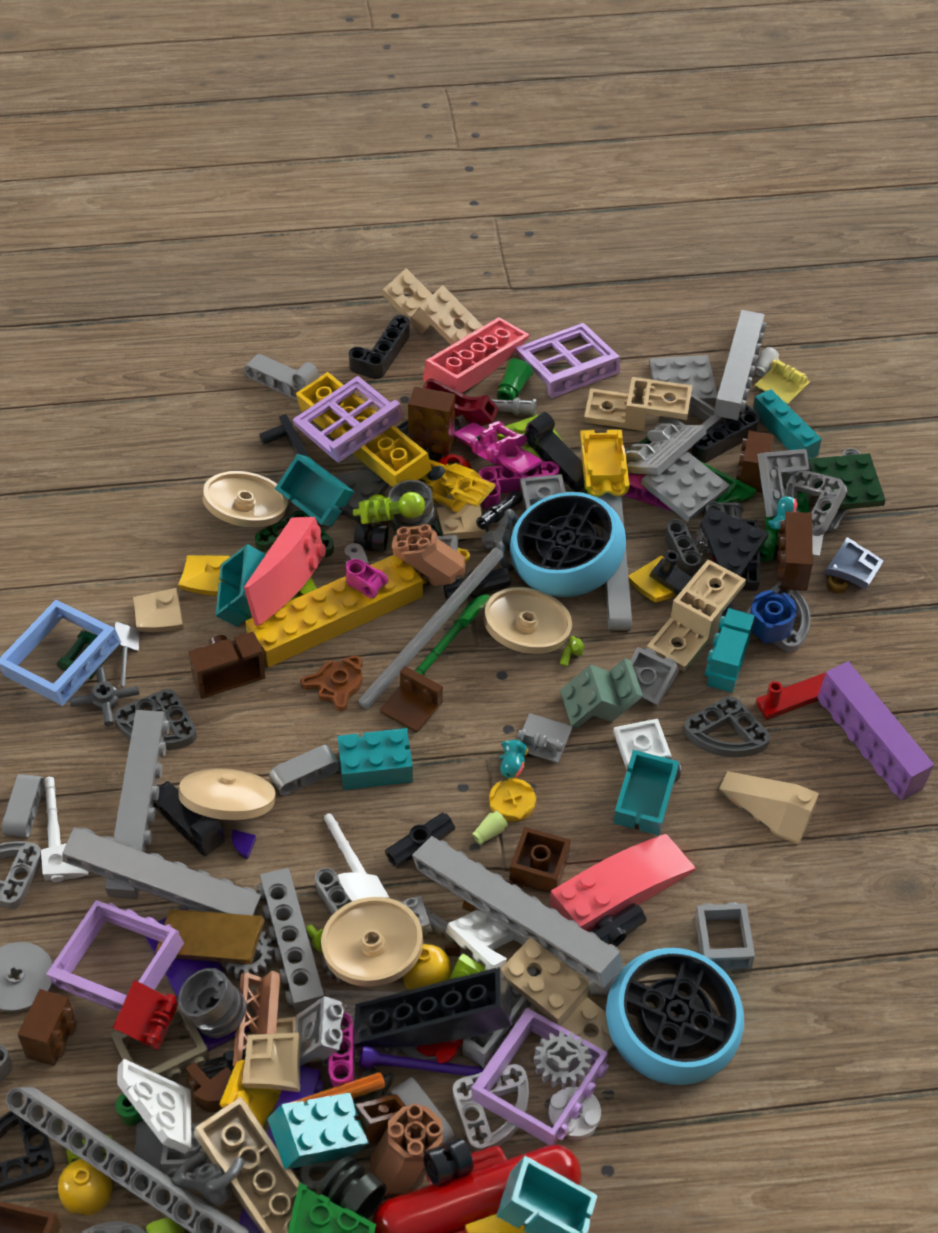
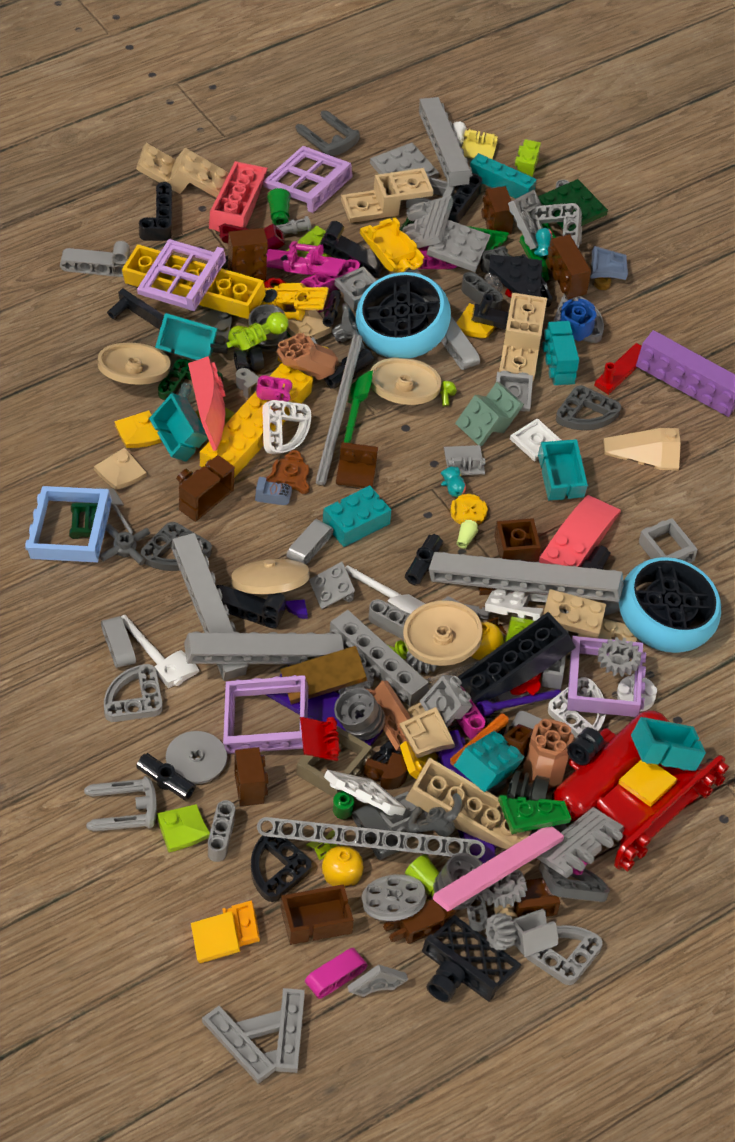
camera: 30 degrees left, 0 degrees up
(297, 832) = (332, 586): none -> light grey hinge
(300, 695) = (272, 492): none -> sand blue leg
(349, 612) = (276, 418): none -> white beam
(626, 333) = (338, 144): none -> dark grey piece
(829, 413) = (528, 157): none -> lime brick

